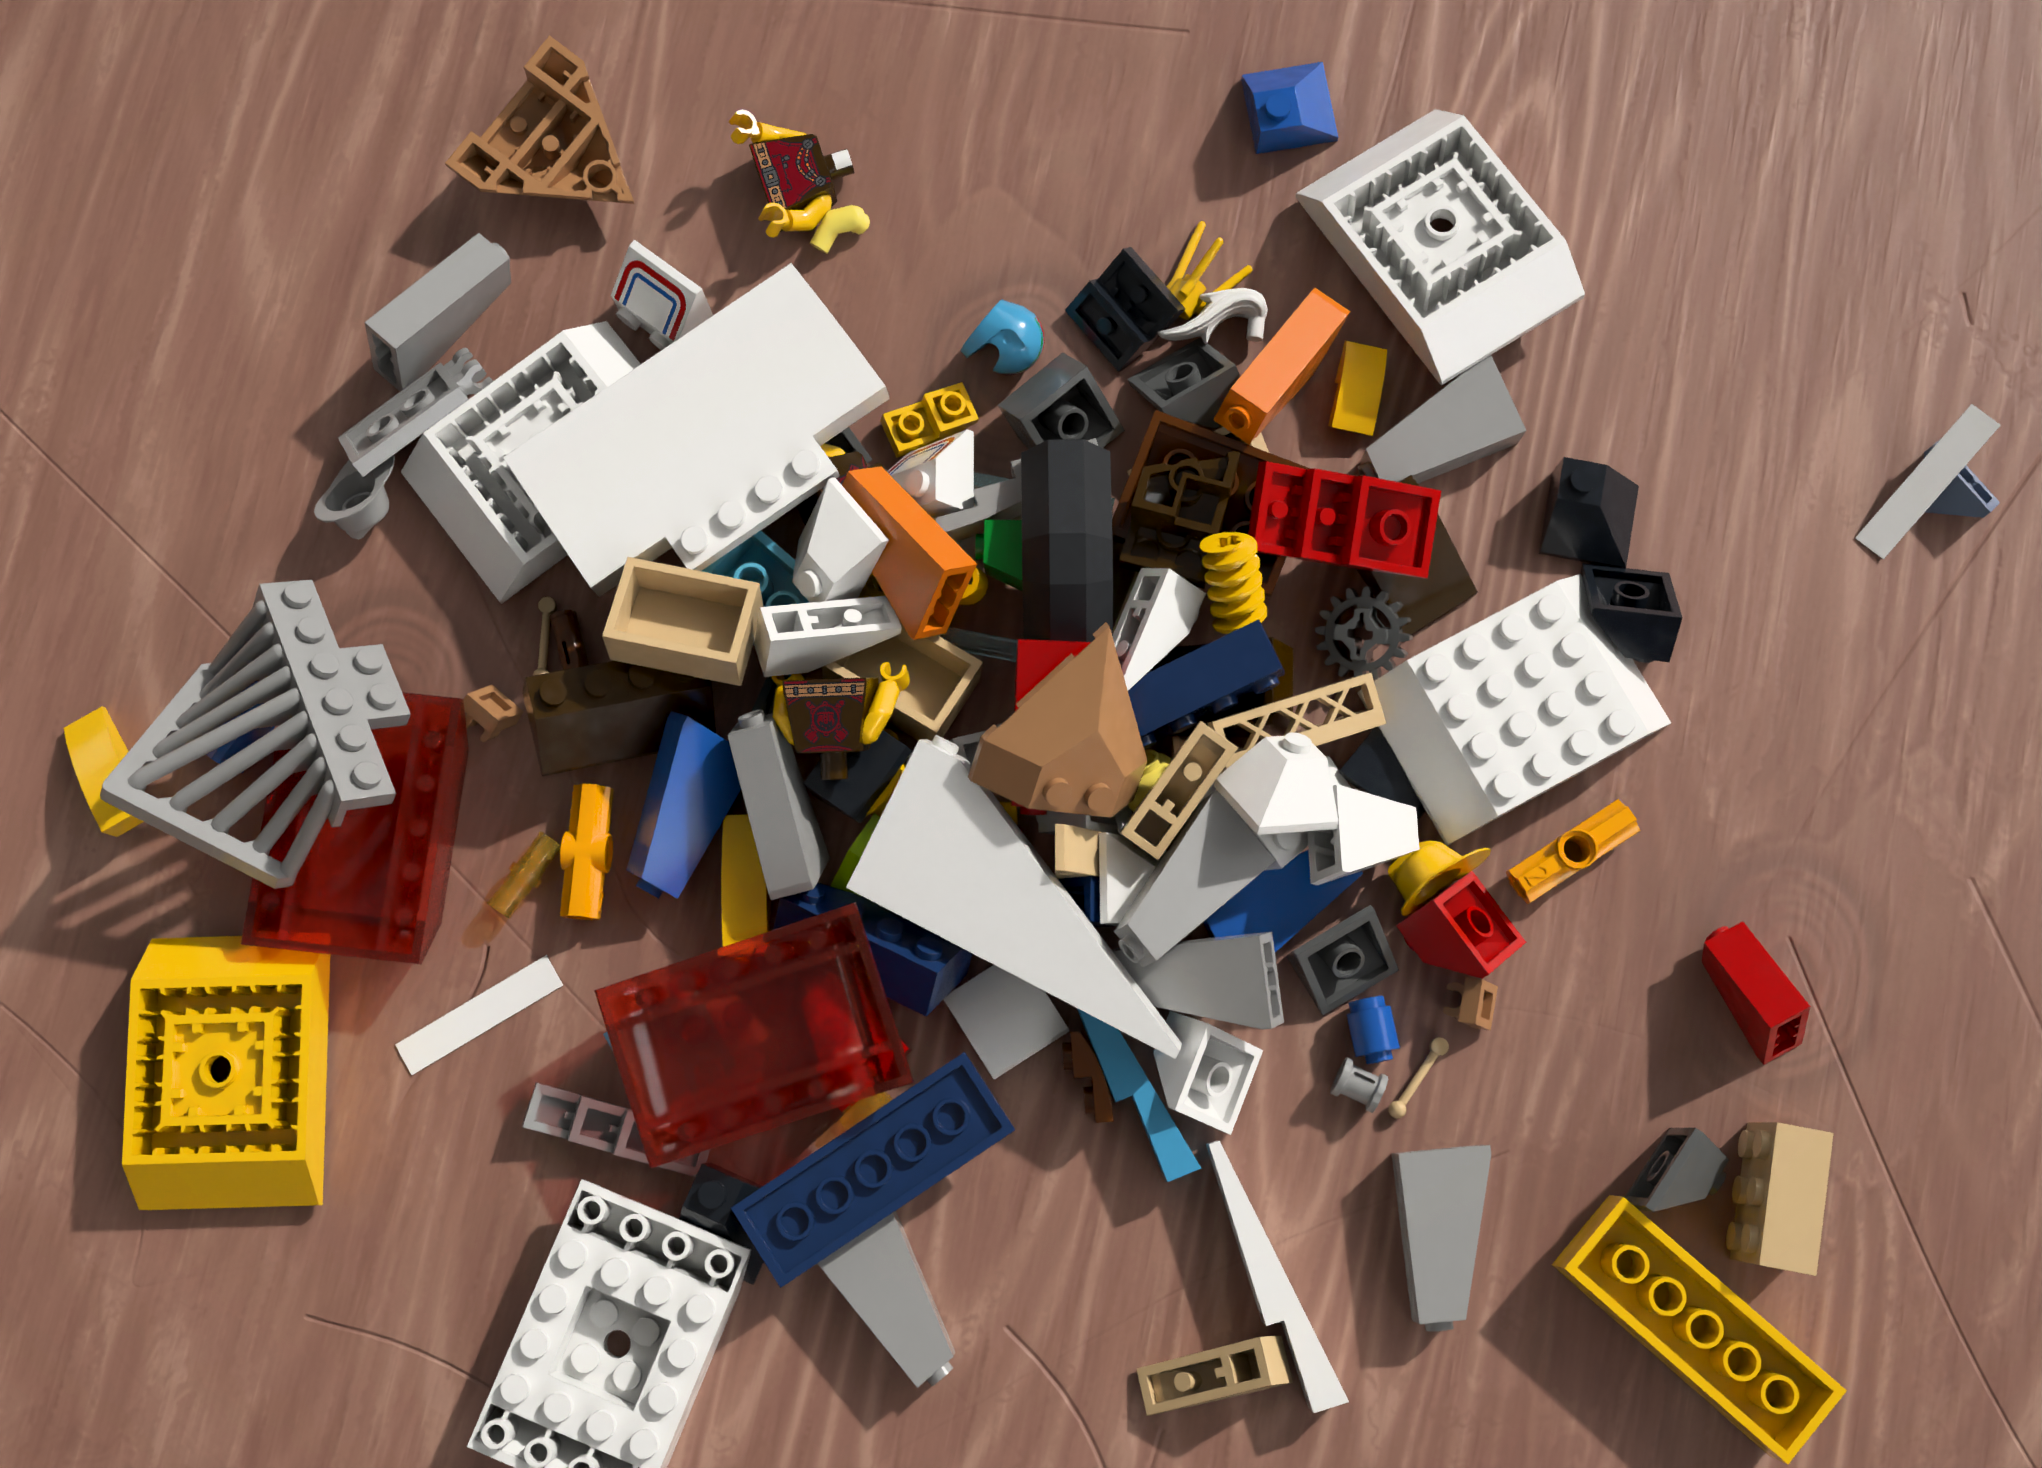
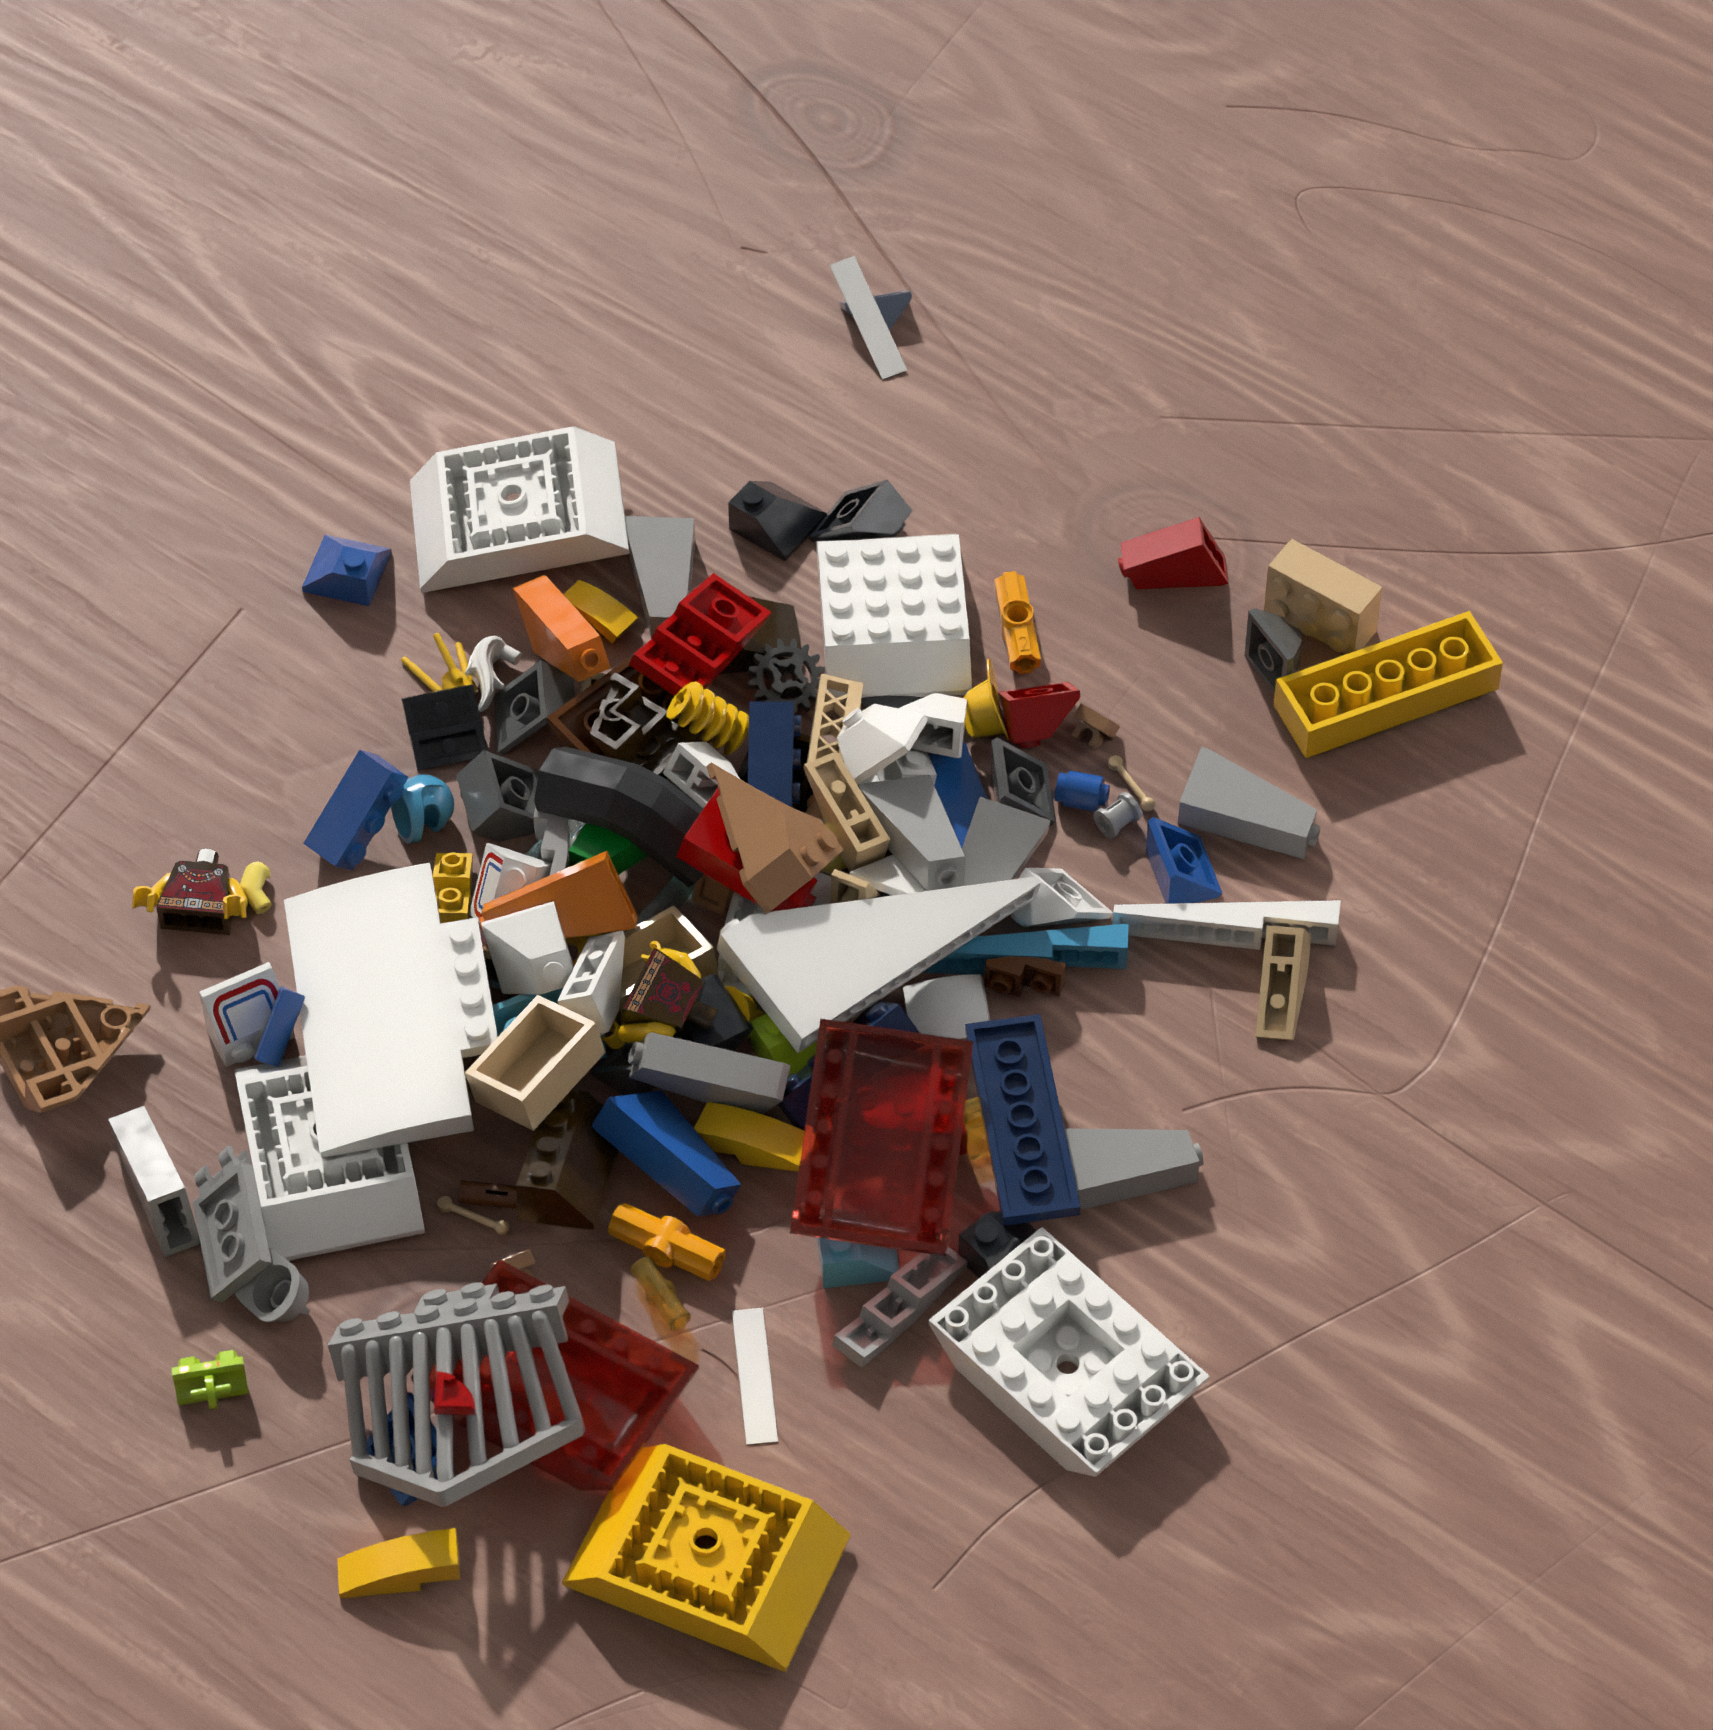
camera: 70 degrees left, 25 degrees down
(214, 744) = (452, 1396): none -> red tile
(233, 469) = (209, 1379): none -> lime hips
(642, 338) = (279, 1027): none -> blue slope
(954, 276) = (356, 810): none -> blue brick
(1326, 1189) = (1180, 864): none -> blue slope

